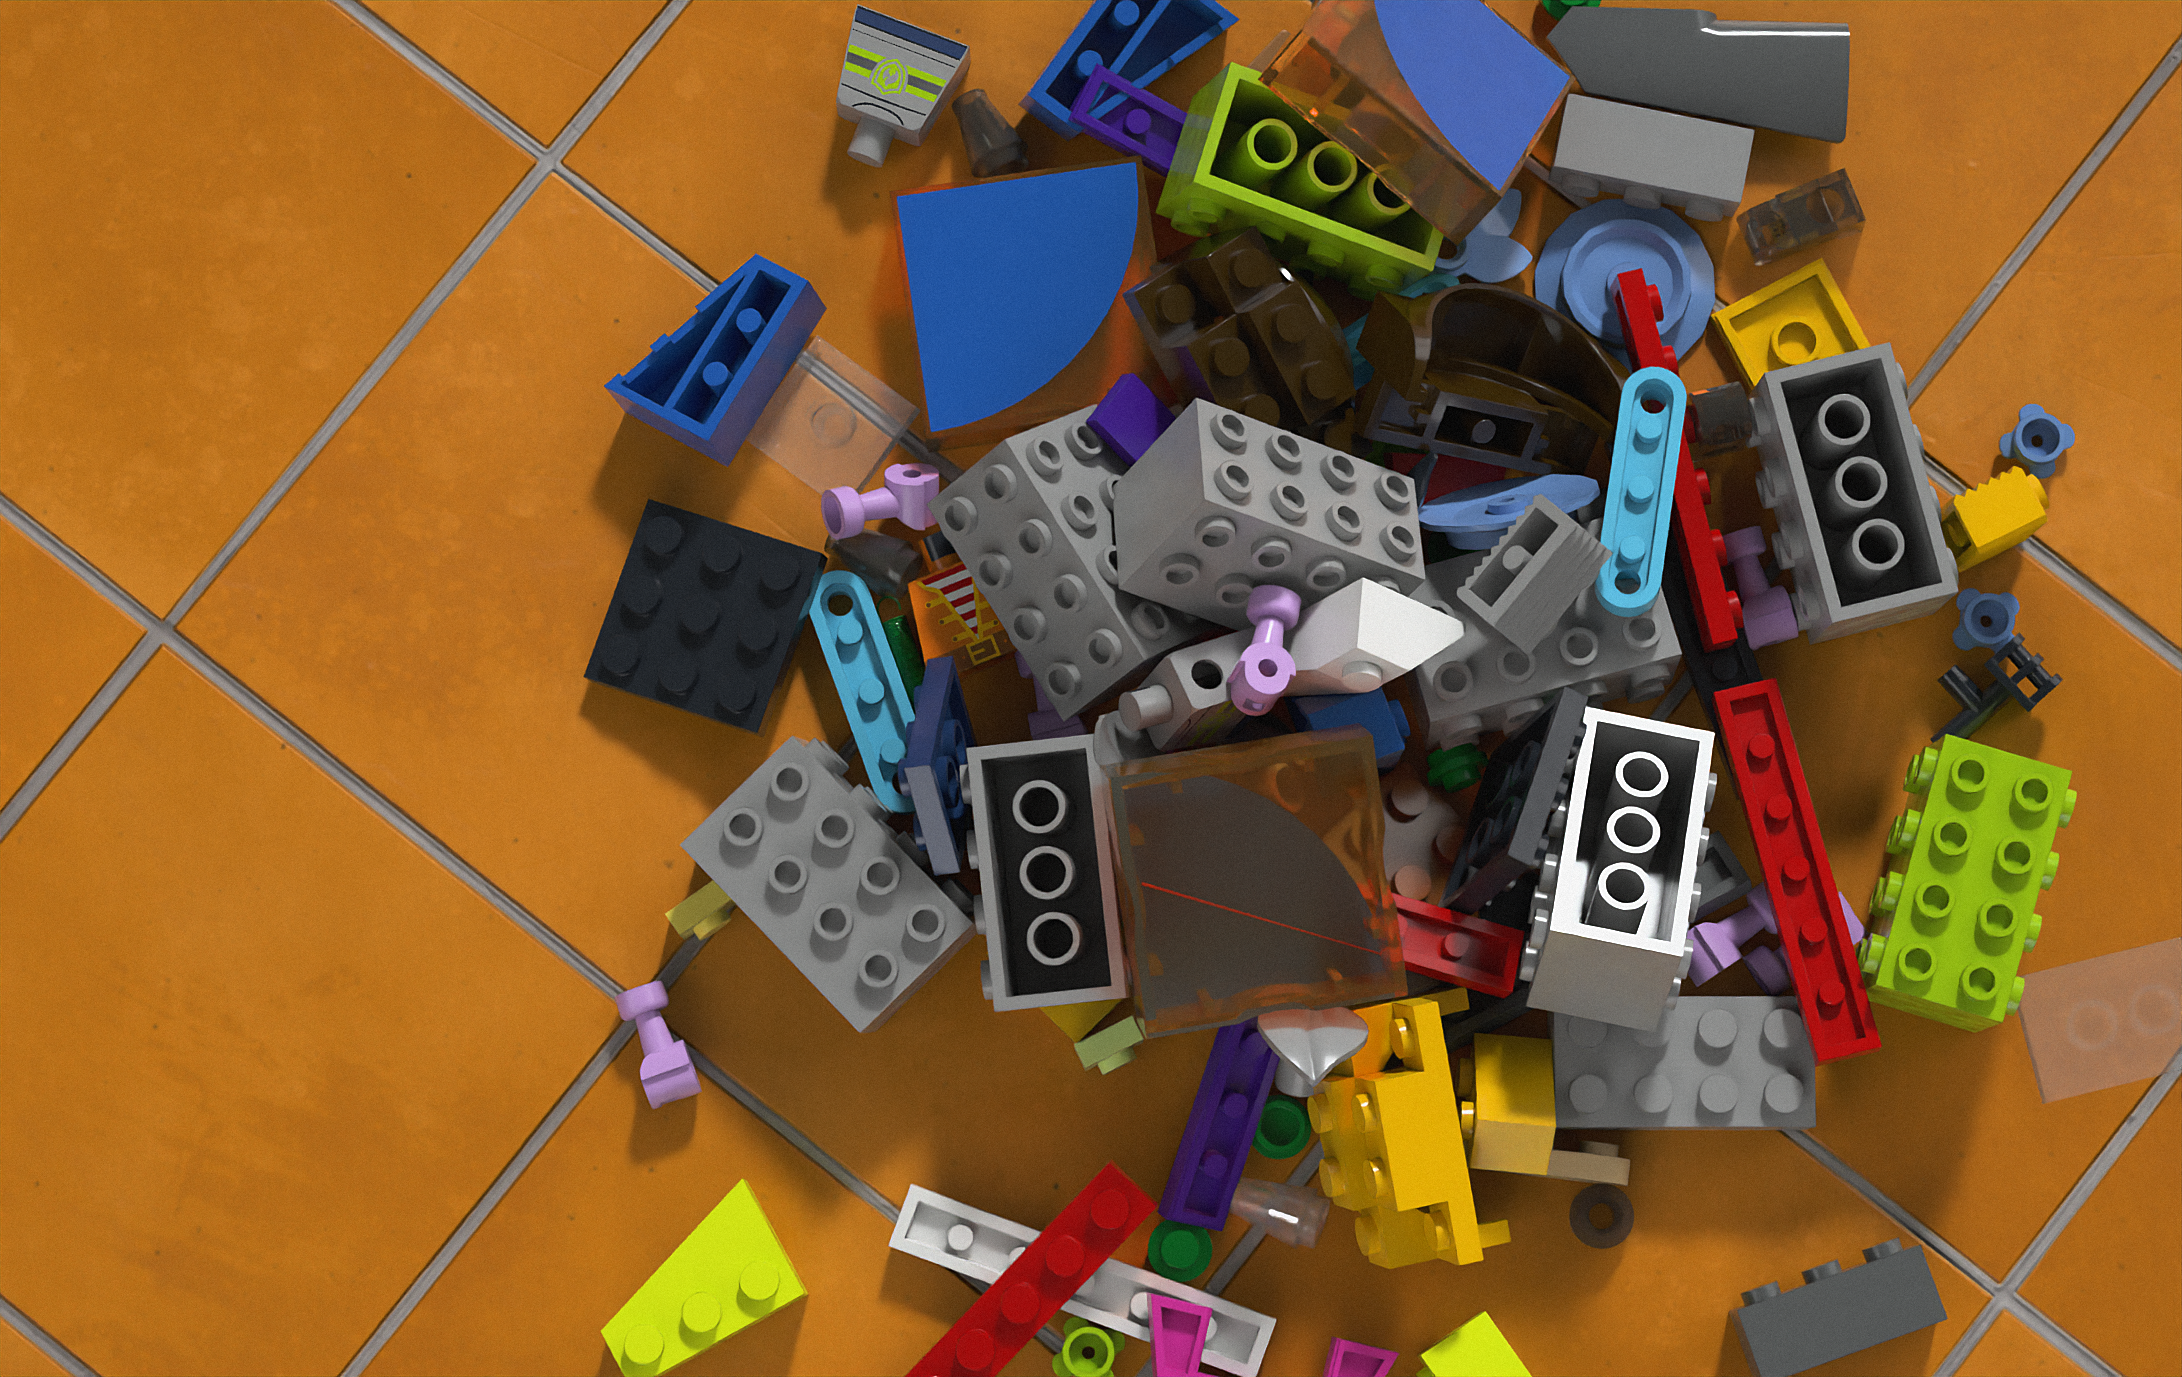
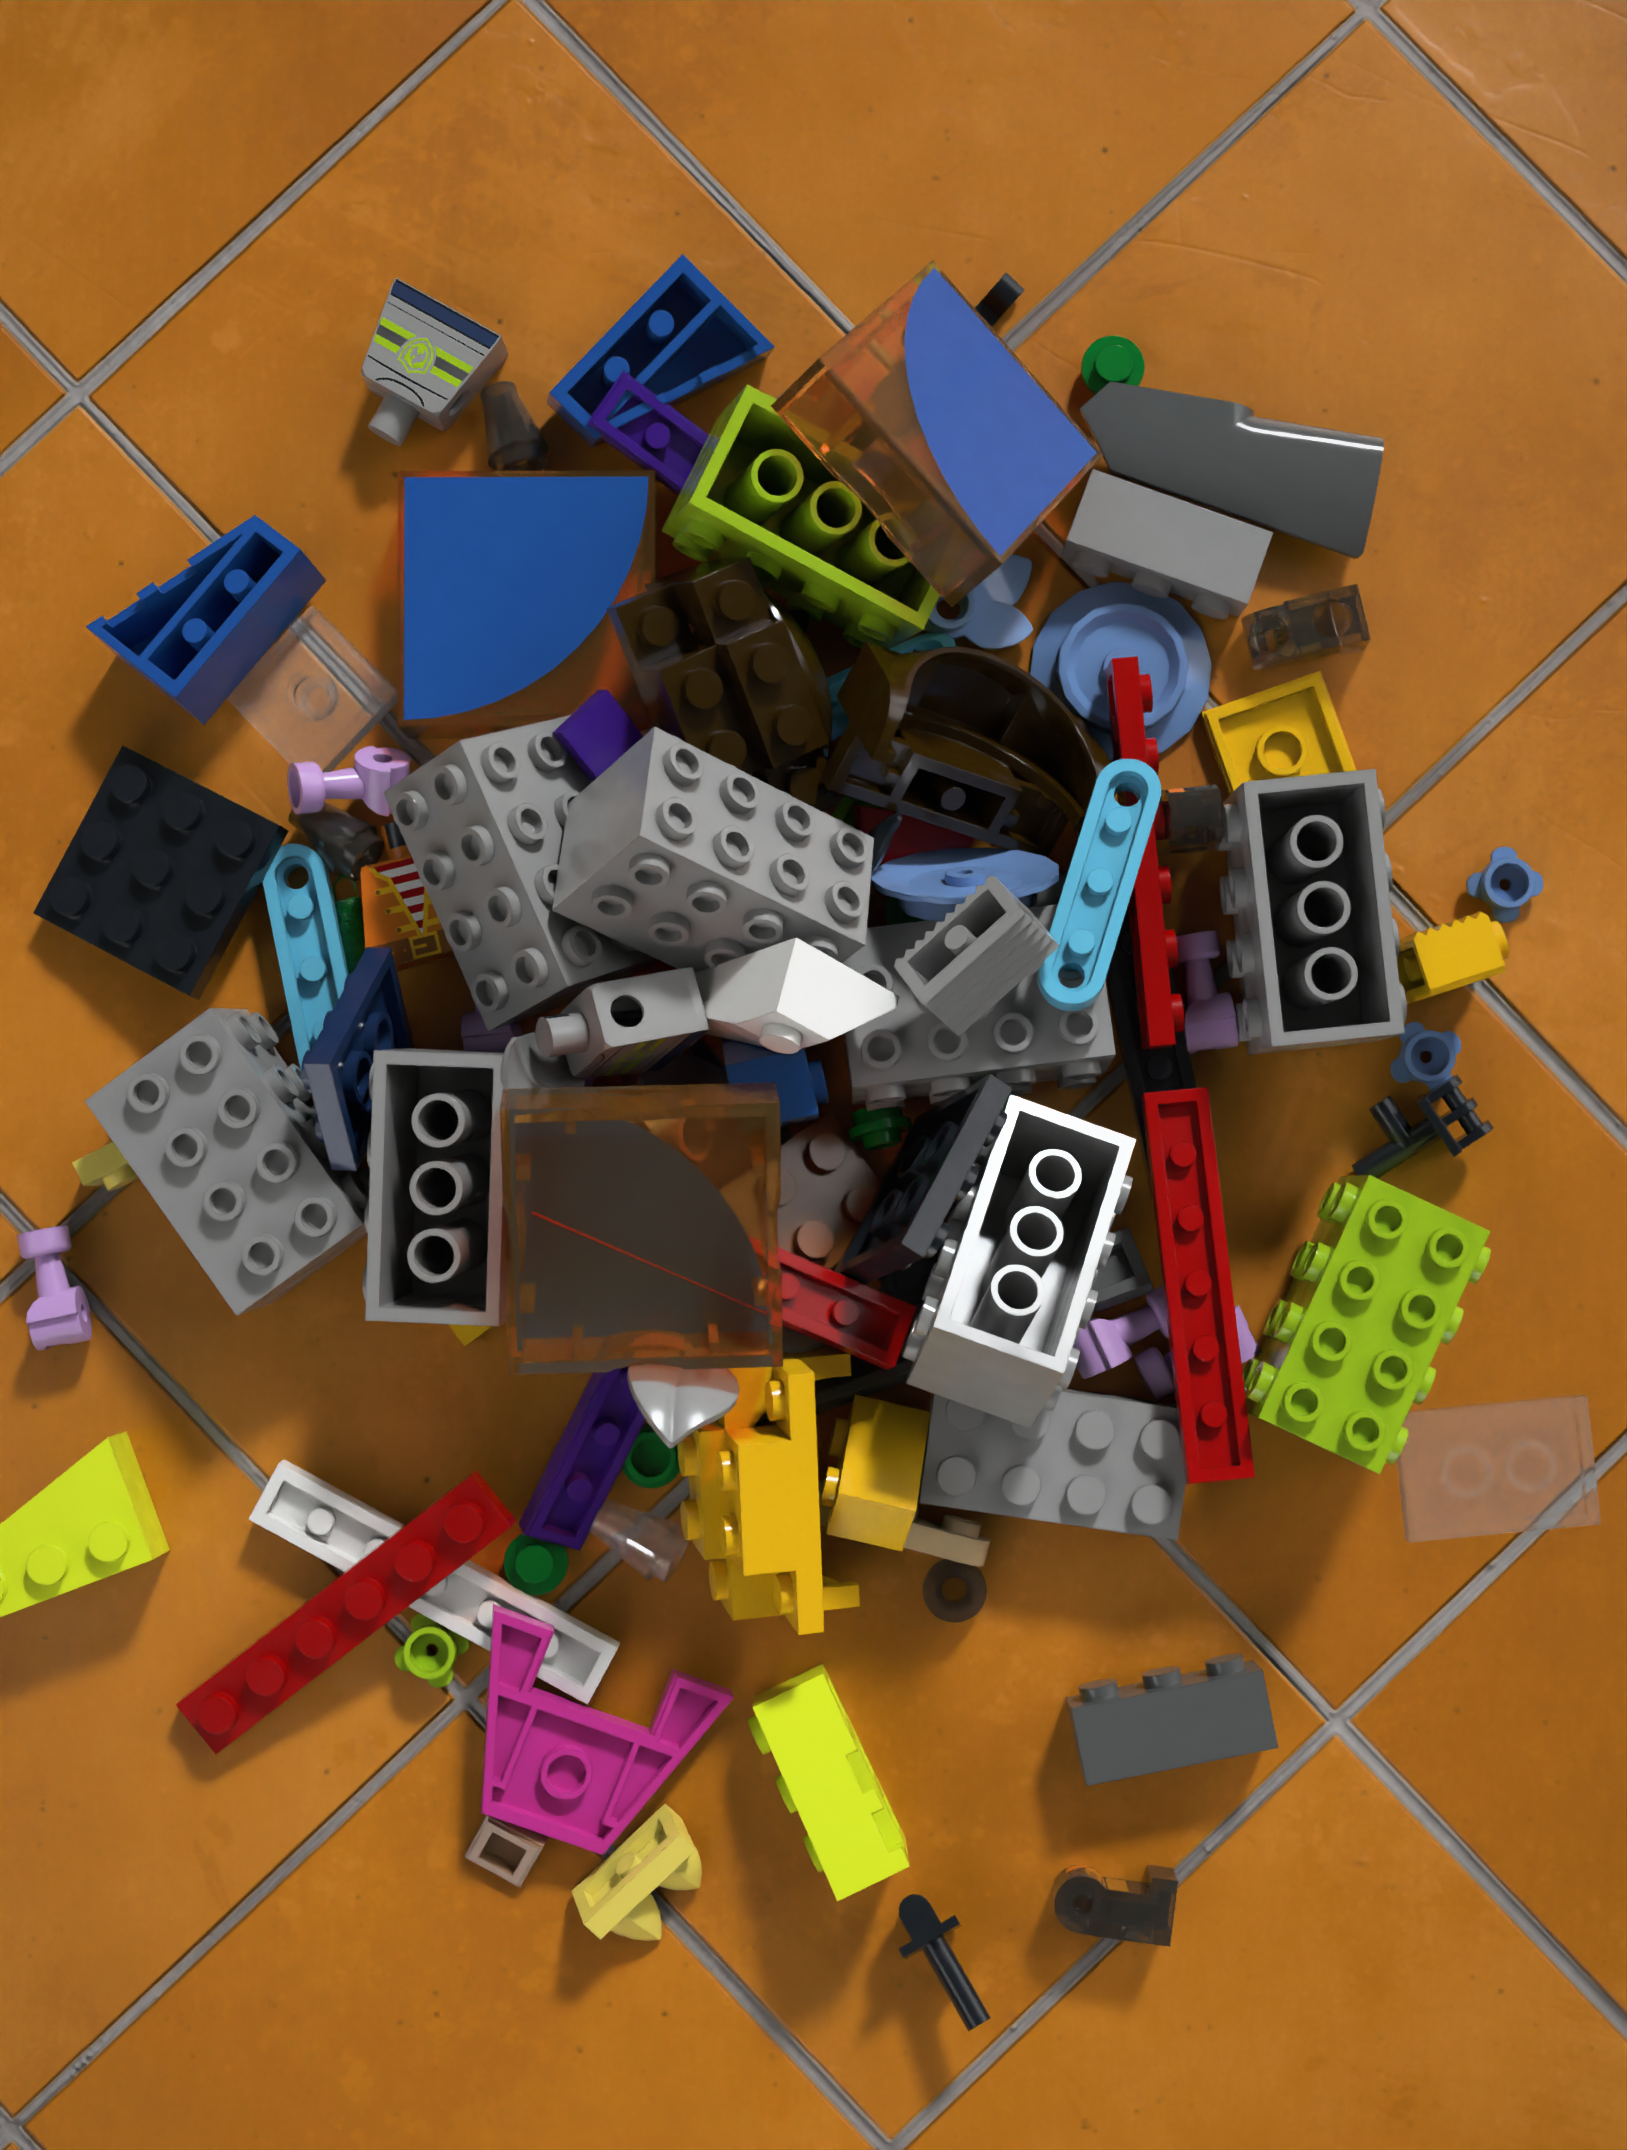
camera: 10 degrees right, 5 degrees up
(1110, 1047) = (488, 1356): yellowish green plate -> none
(1265, 666) = (684, 1013): lavender leg -> none

